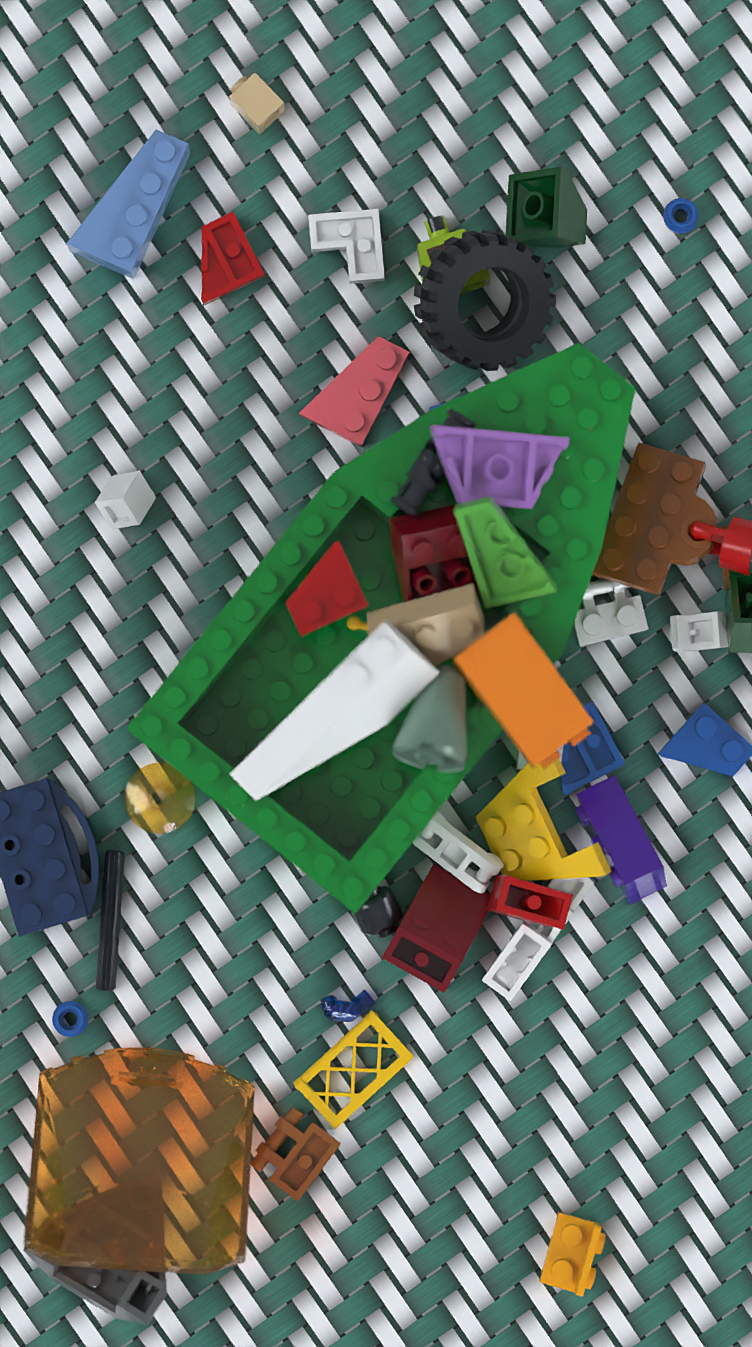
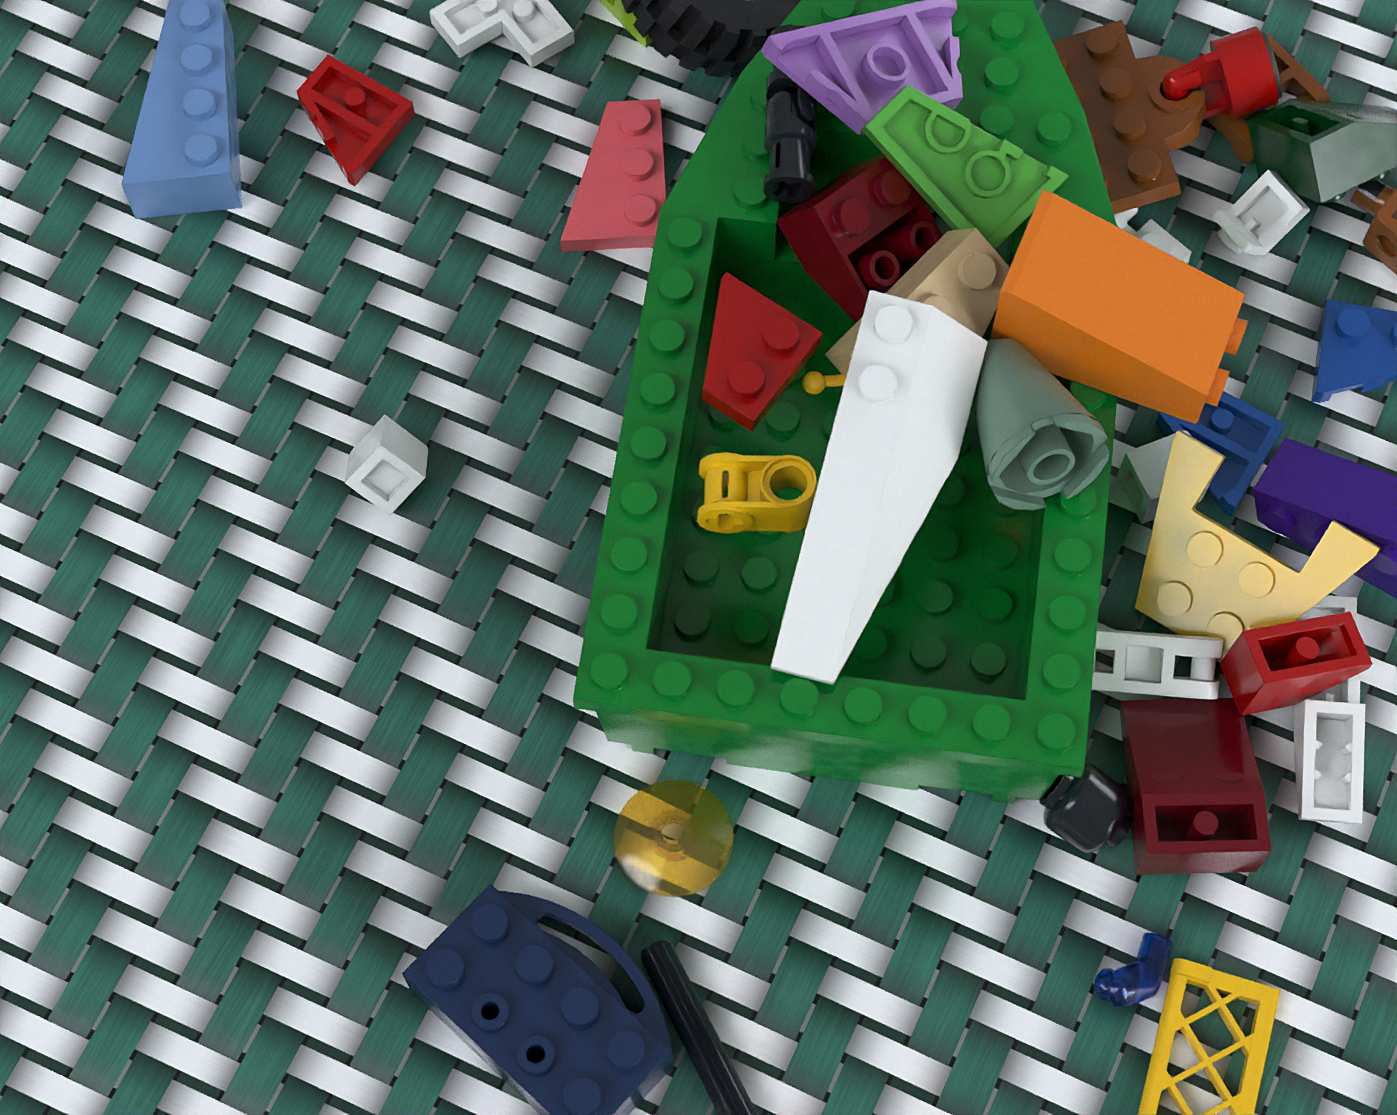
camera: 25 degrees left, 20 degrees down
(274, 676) = (752, 491): none -> yellow piece

